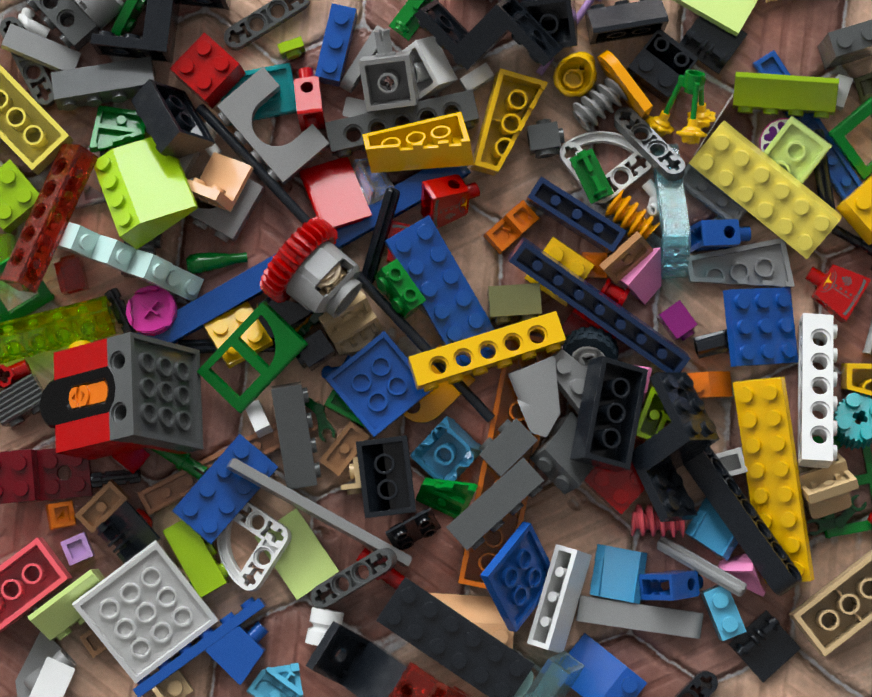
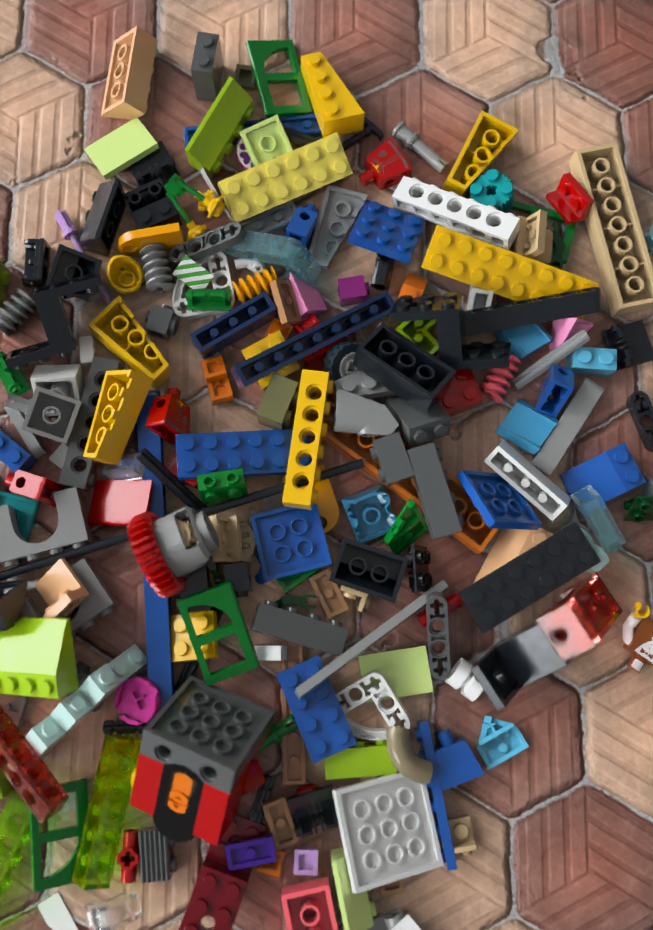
camera: 70 degrees left, 5 degrees down
(62, 490) = (250, 852): none -> dark purple plate
(71, 275) = (73, 755): clear red brick -> none
(212, 261) = (122, 632): green piece -> none
(219, 595) = (404, 758): none -> dark tan cylinder
(610, 145) = (192, 274): none -> sticker

